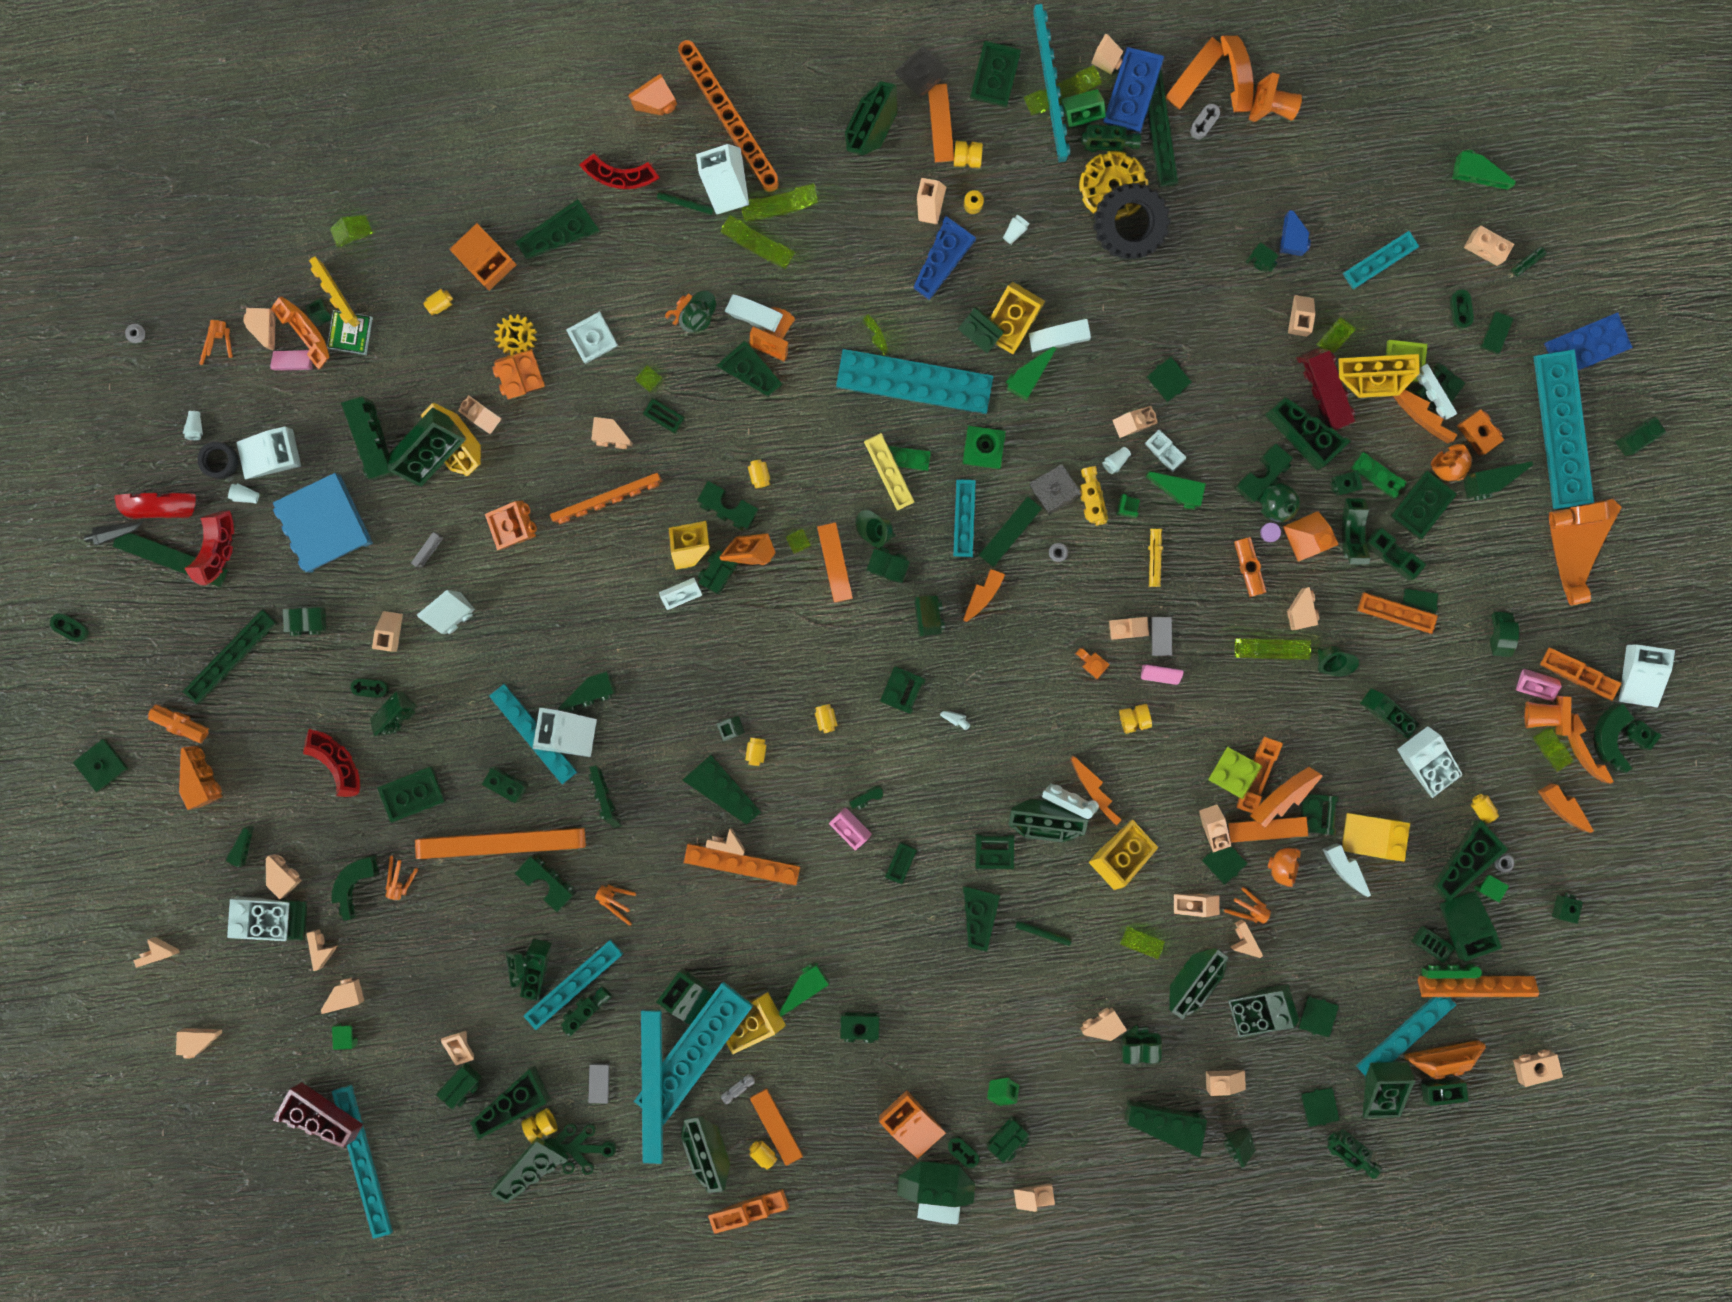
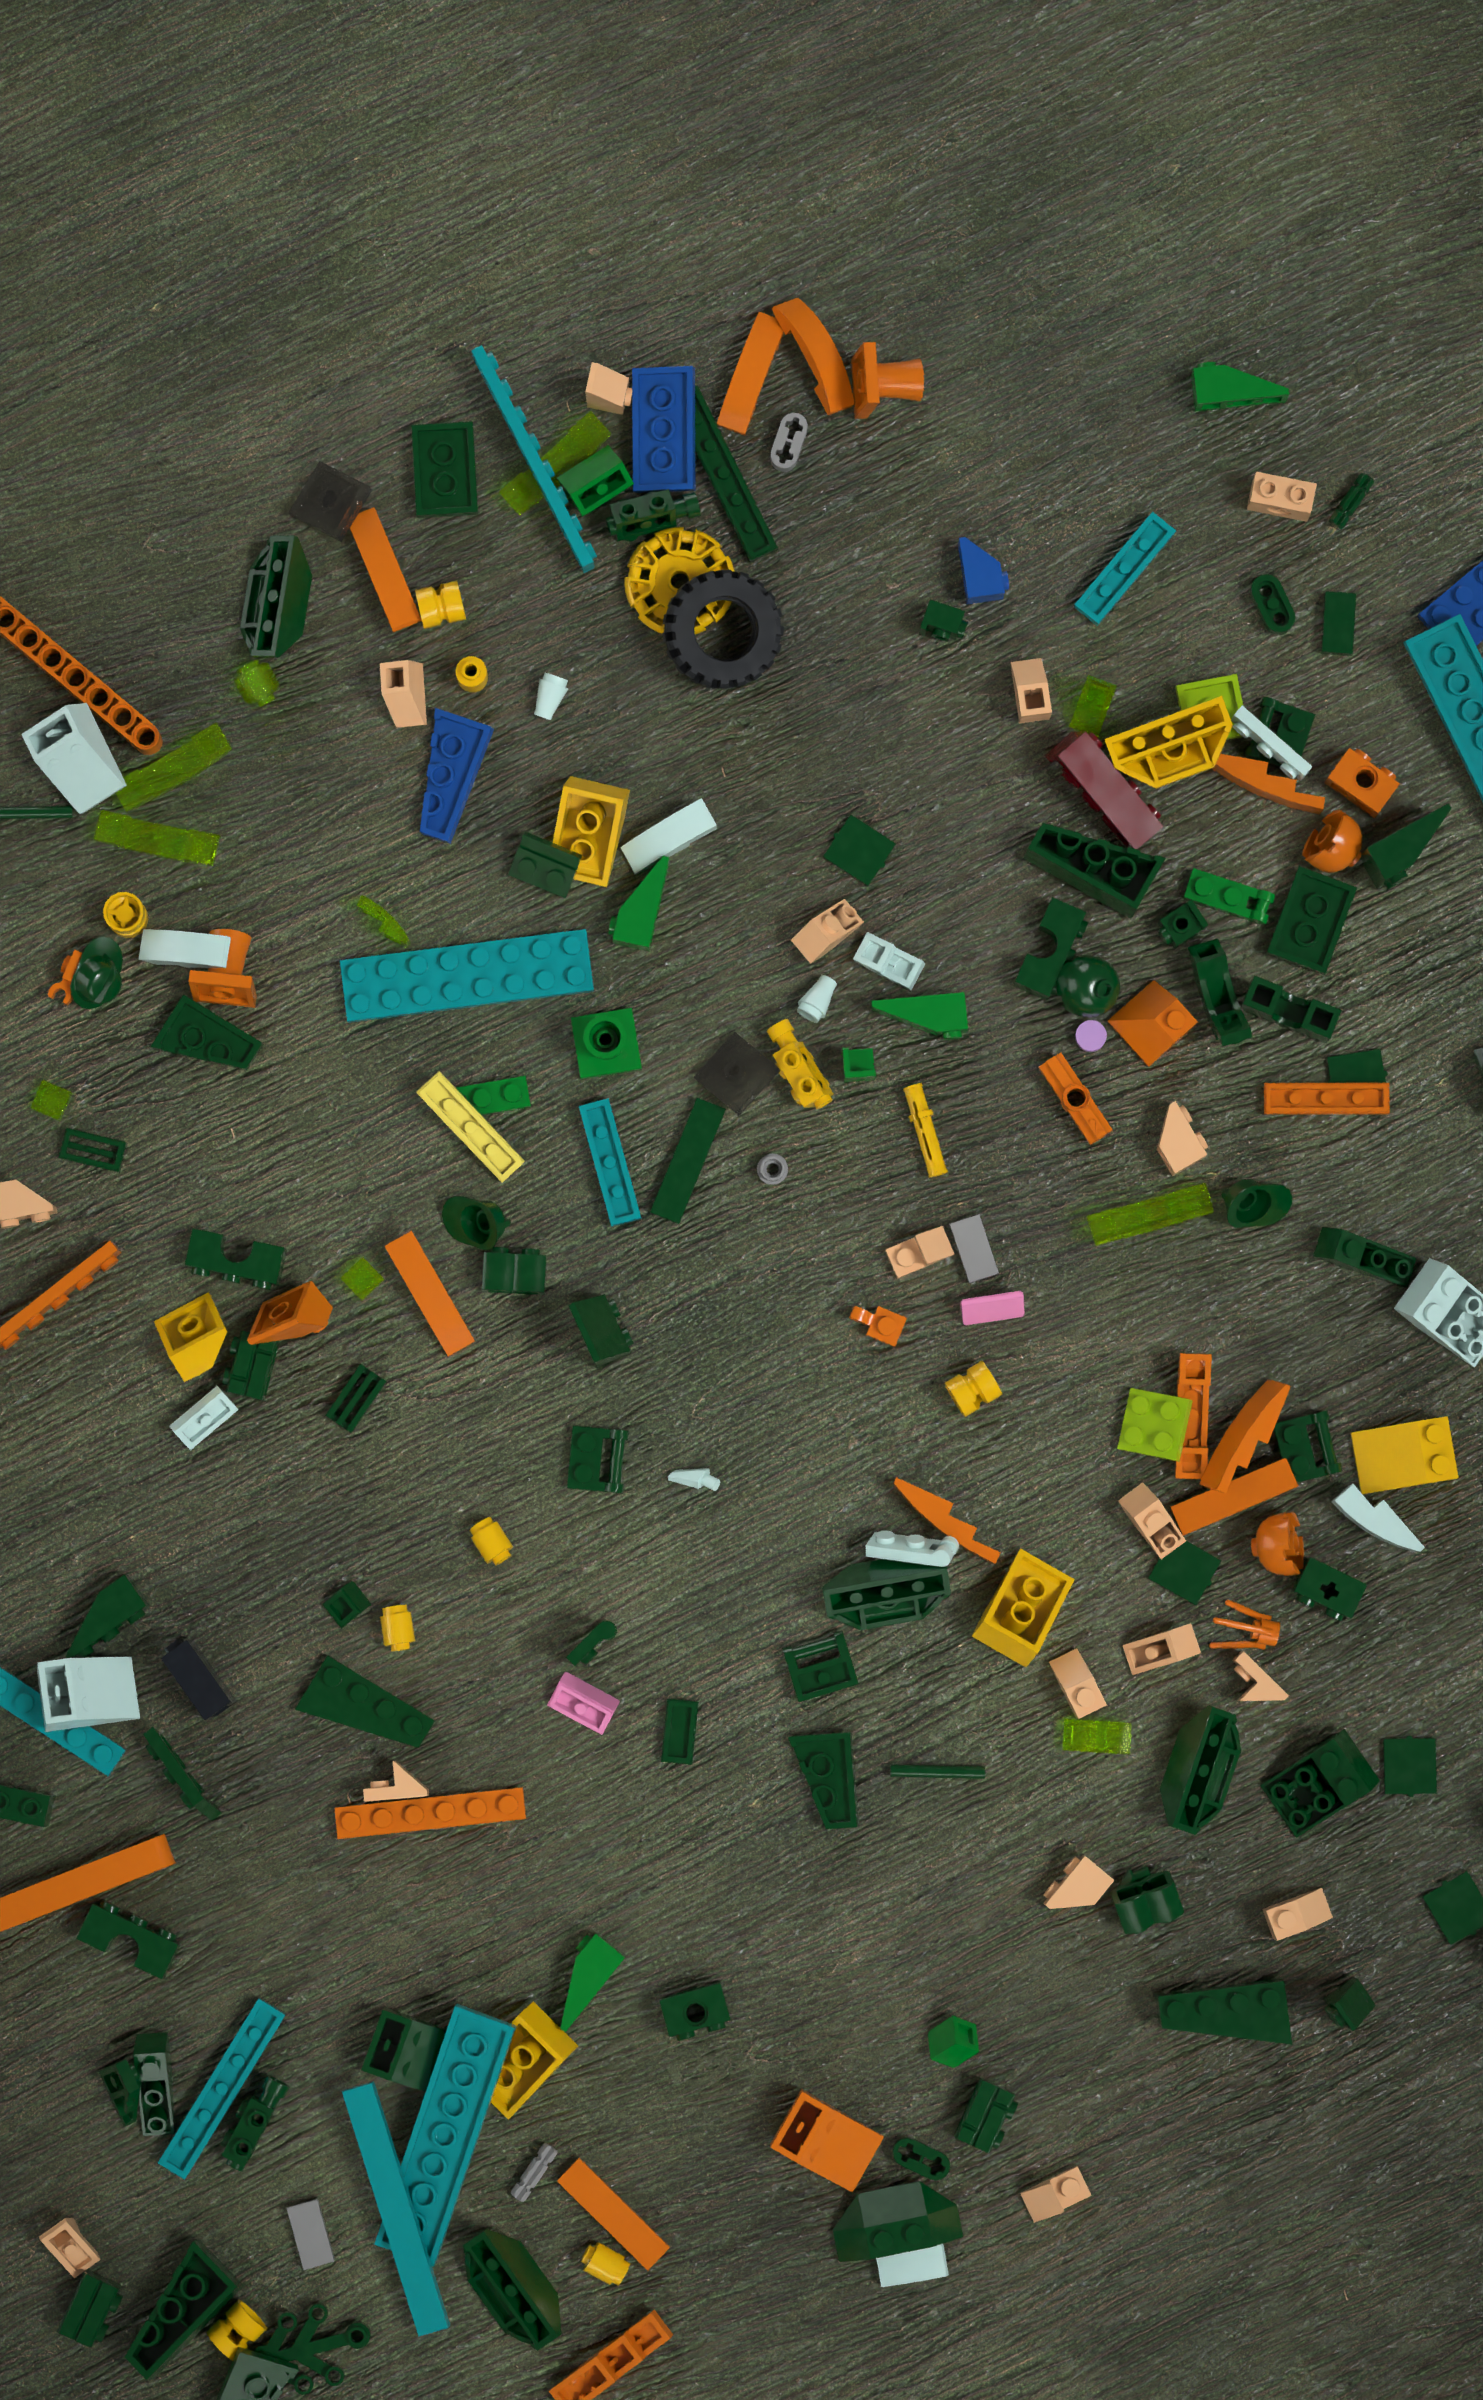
camera: 20 degrees left, 5 degrees down
(606, 897) = (231, 1930): orange plant -> none
(630, 745) = (197, 1678): none -> black brick
(725, 282) = (125, 914): none -> yellow wheel
(759, 474) = (269, 1193): yellow brick -> none
(785, 600) = (345, 1392): none -> dark green tile
(844, 167) = (256, 683): none -> clear neon green head
(983, 594) = (676, 1271): orange slope -> none
(1141, 909) = (1077, 1683): none -> light nougat slope
(1313, 909) = (1317, 1574): none -> dark green brick

